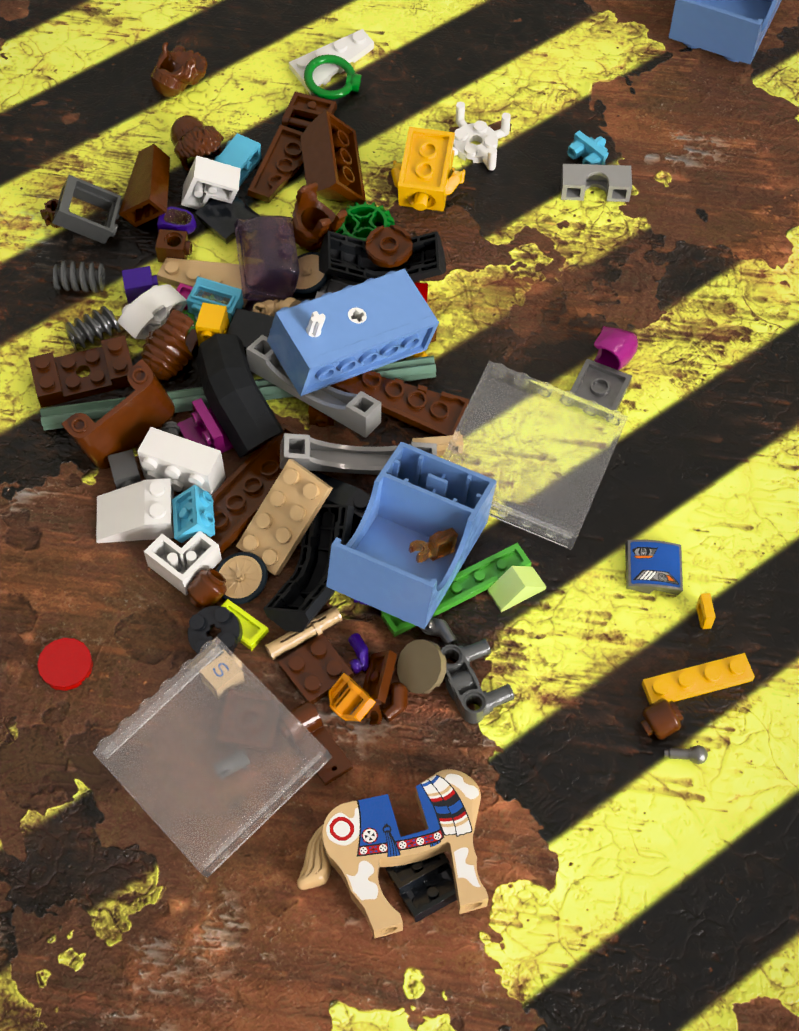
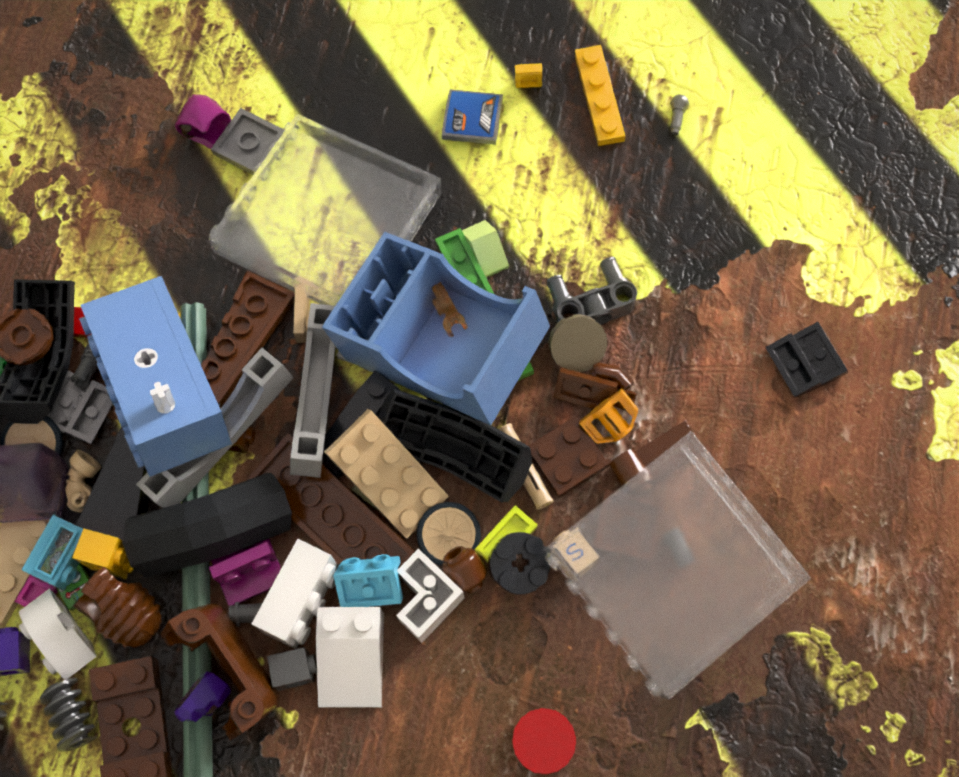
camera: 80 degrees left, 10 degrees up
(94, 404) = (202, 698): none -> dark purple rock
(362, 653) = (554, 406): dark purple arm -> none
(365, 836) = (770, 405): animal -> none
(661, 719) = (644, 127): reddish brown head -> none

